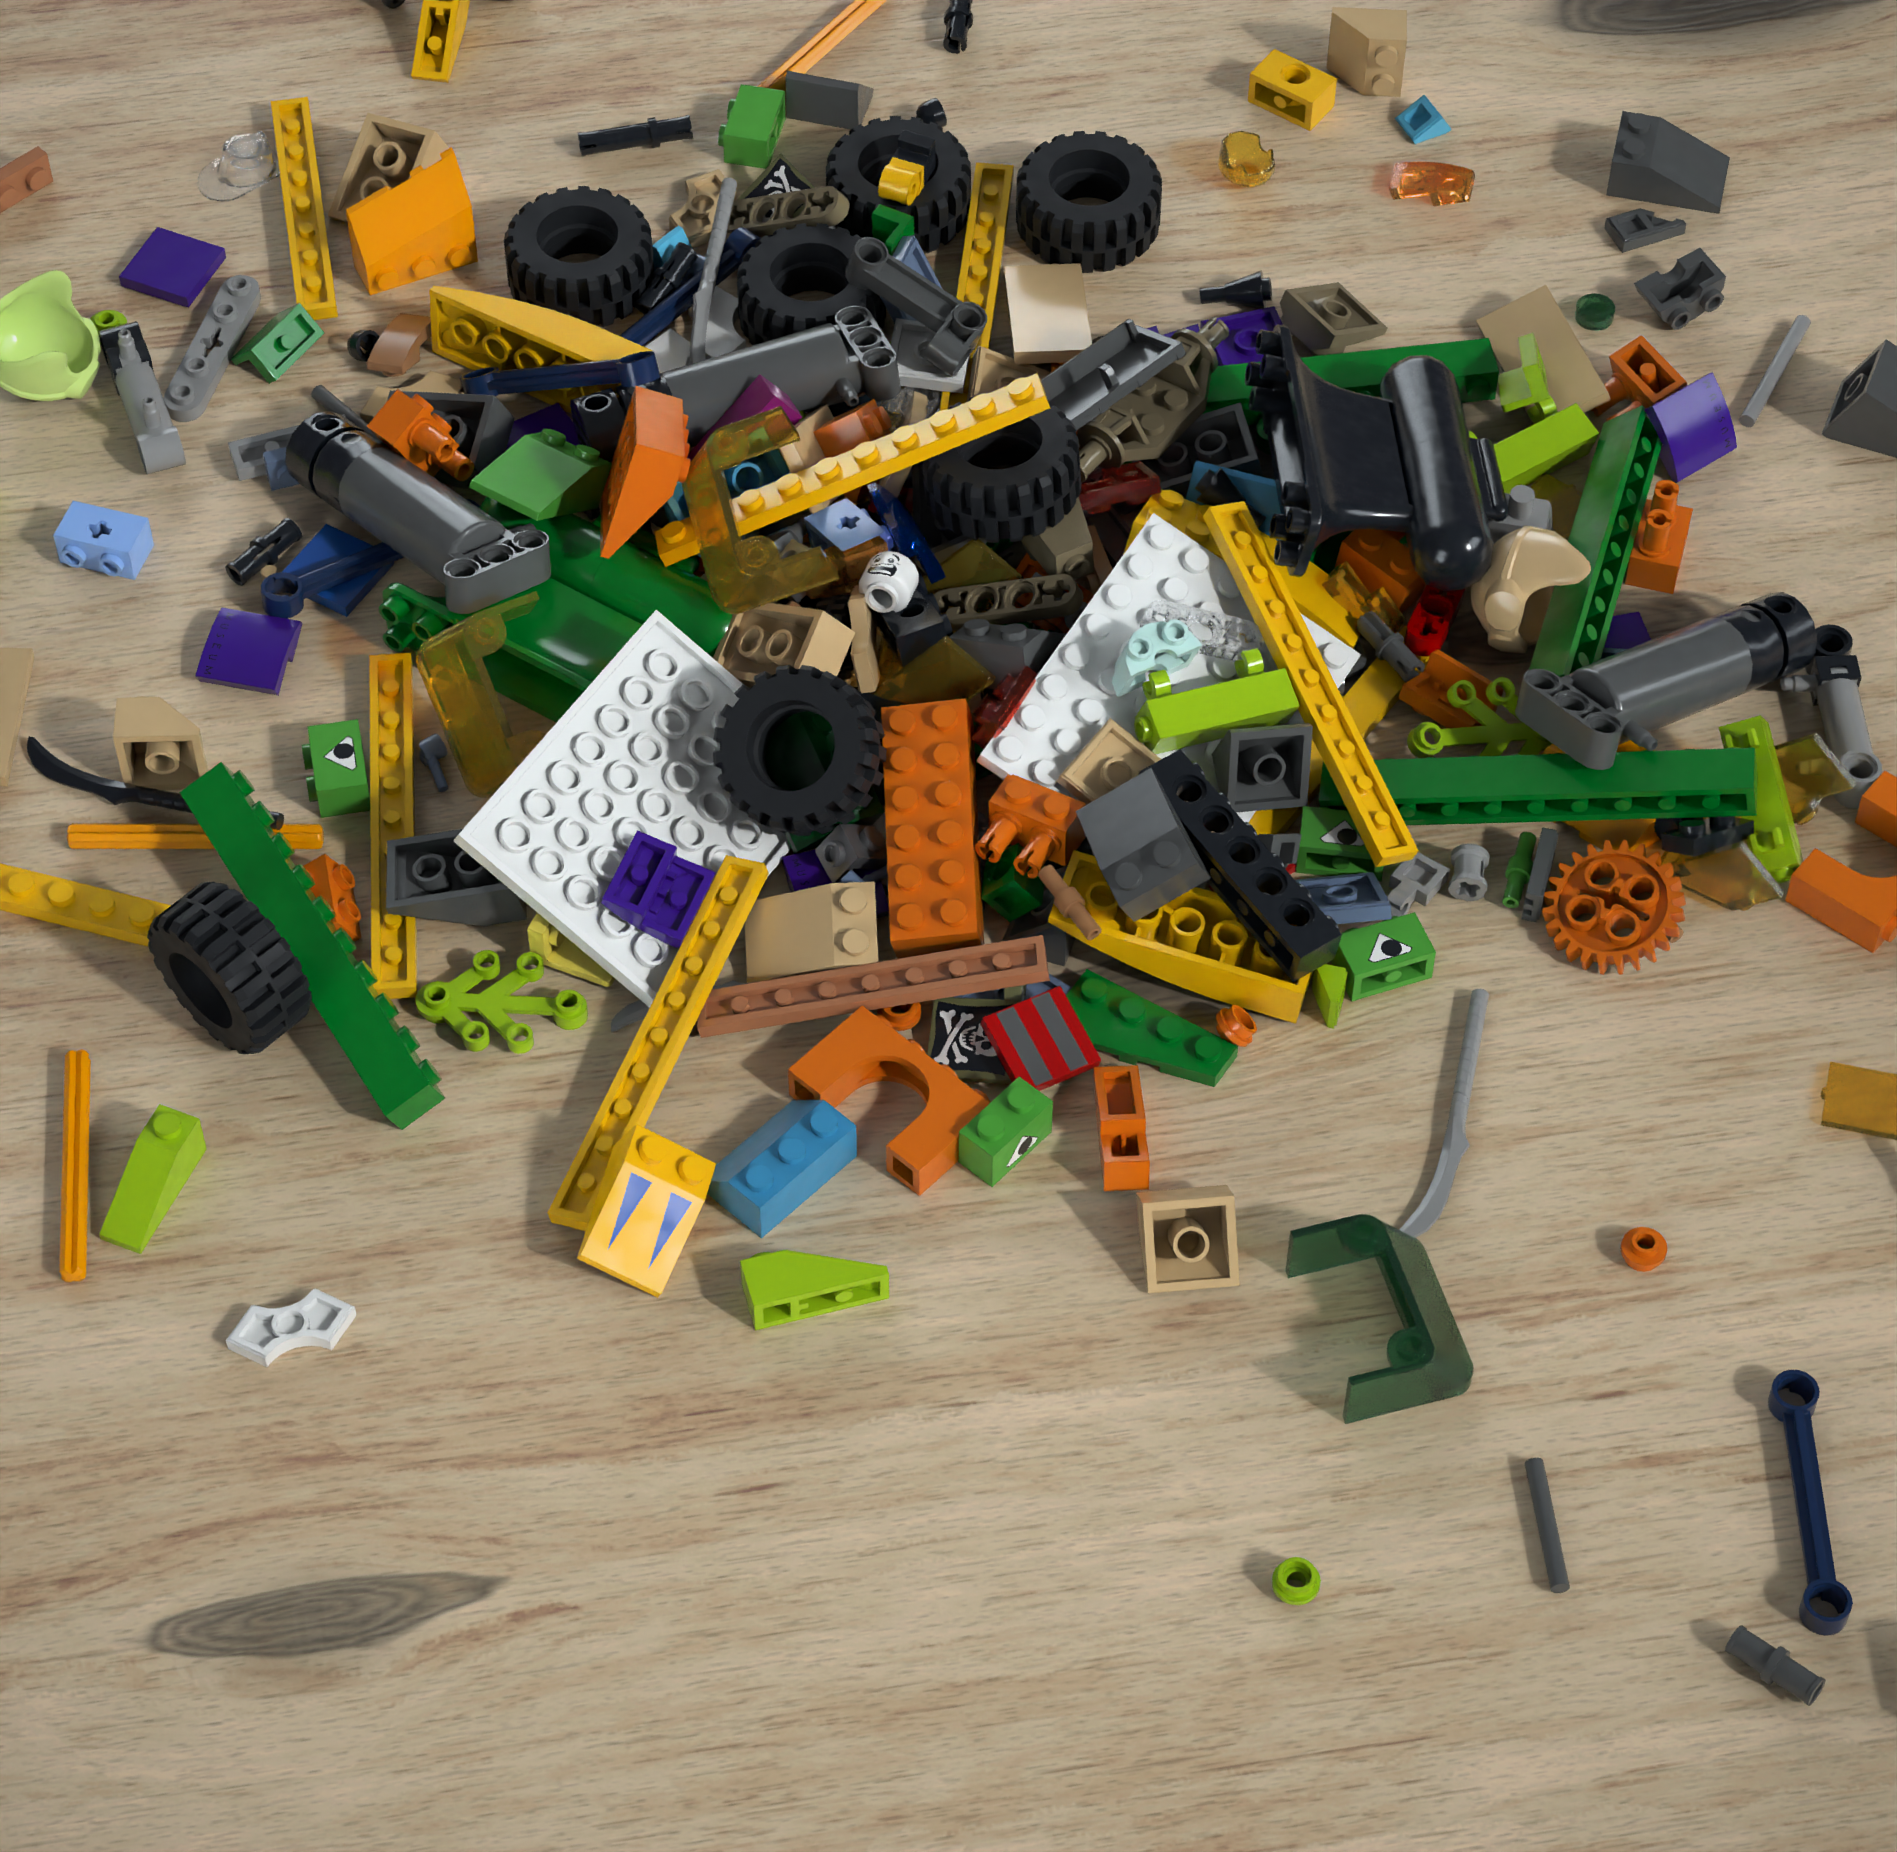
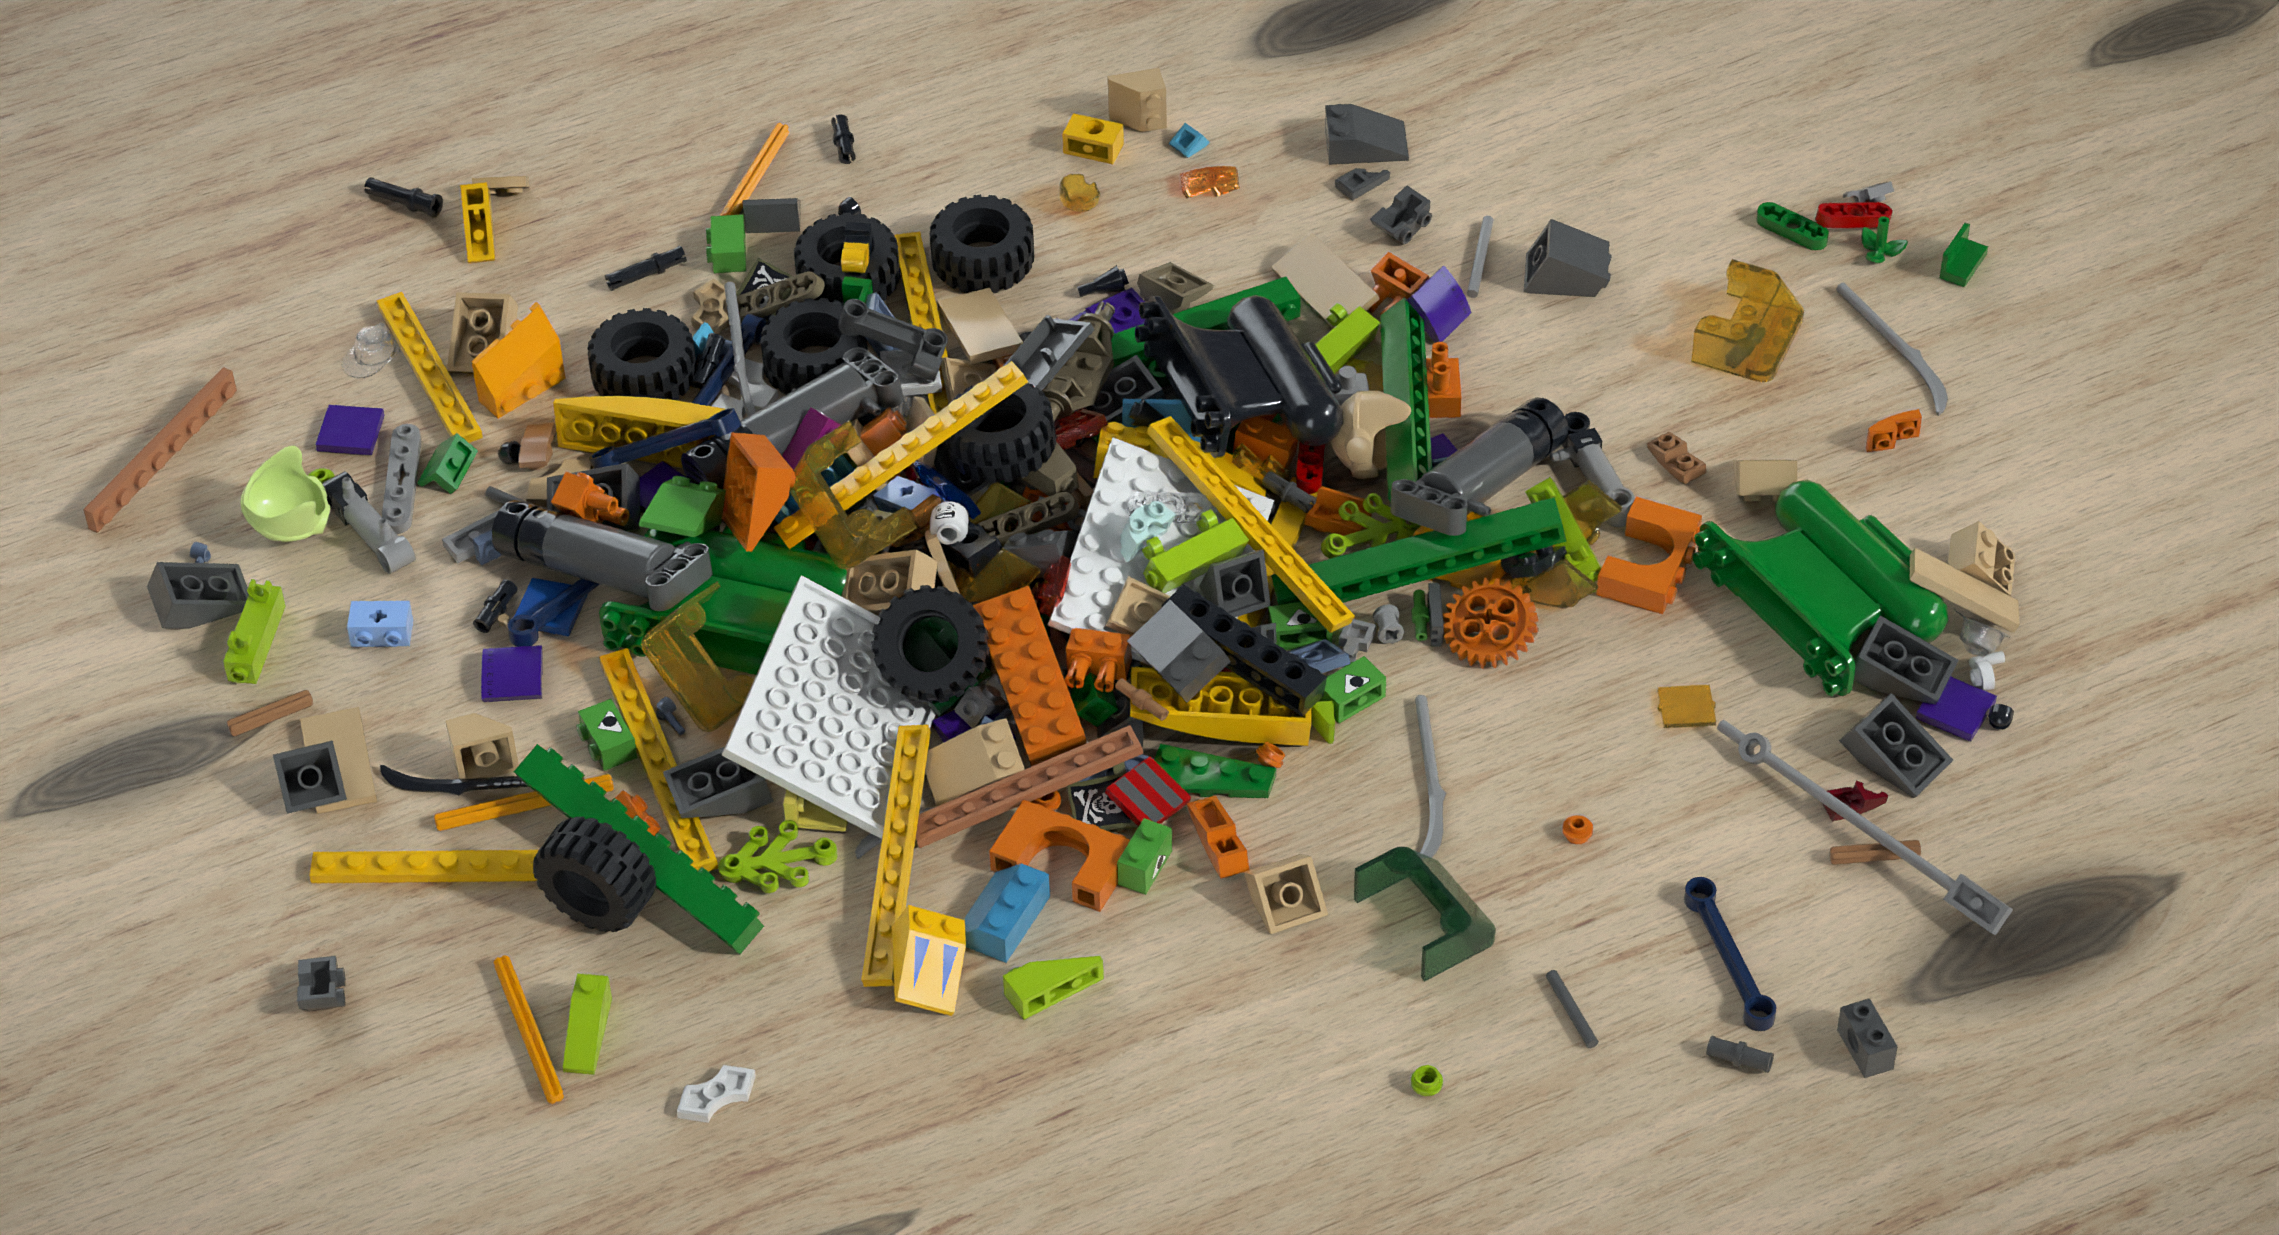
camera: 15 degrees left, 5 degrees down
(657, 889) = (863, 757): dark purple slope -> none
(1527, 383) = (1321, 300): lime panel -> none
(1595, 312) = (1348, 244): clear green tile -> none

